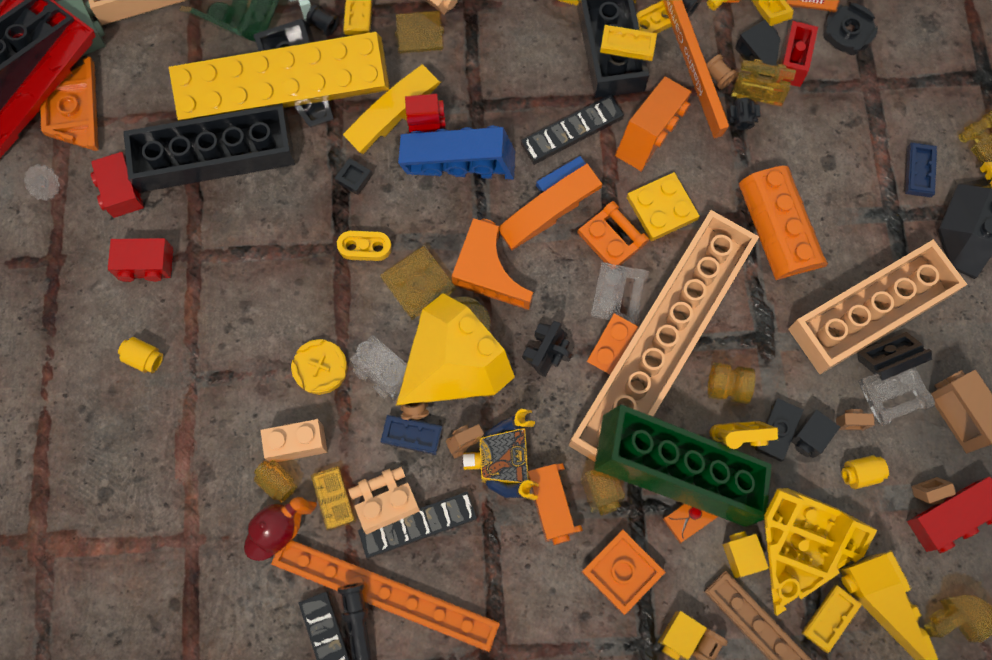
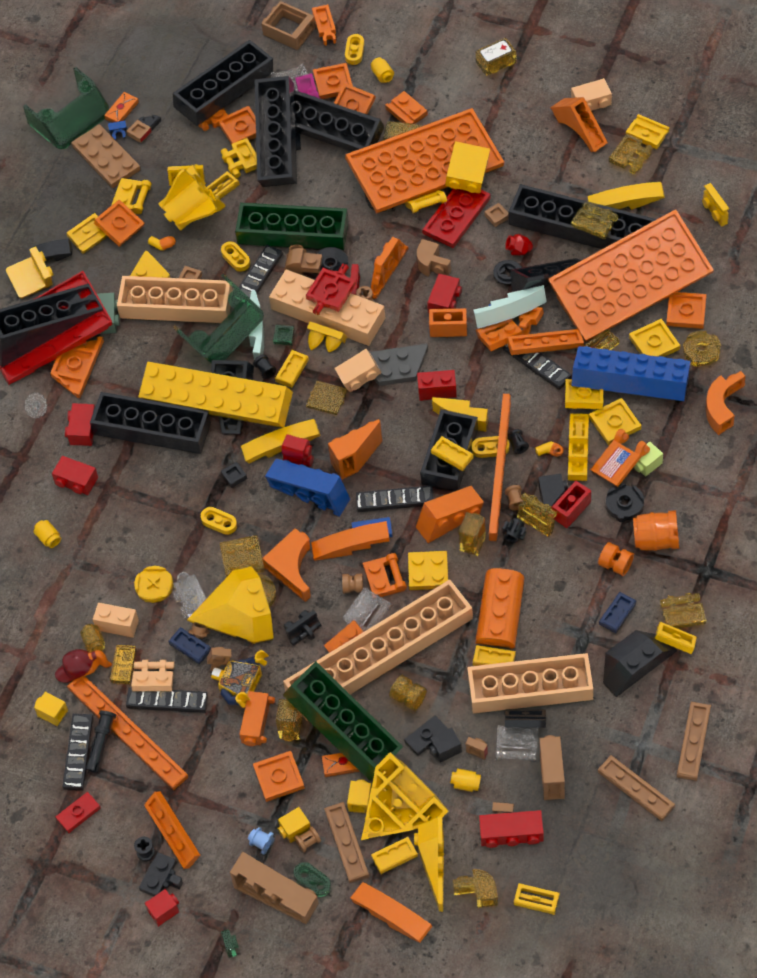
camera: 30 degrees right, 15 degrees down
(263, 609) = (50, 708): none -> yellow brick
(490, 90) = (354, 449): none -> orange slope
(581, 262) = (352, 583): none -> medium nougat wheel
(701, 137) = (472, 533): none -> clear yellow brick
(736, 433) = (399, 723): yellow plate -> none
(807, 290) = (488, 655): none -> yellow plate
(888, 103) = (609, 557): none -> orange wheel
(917, 48) = (656, 531): none -> orange piece

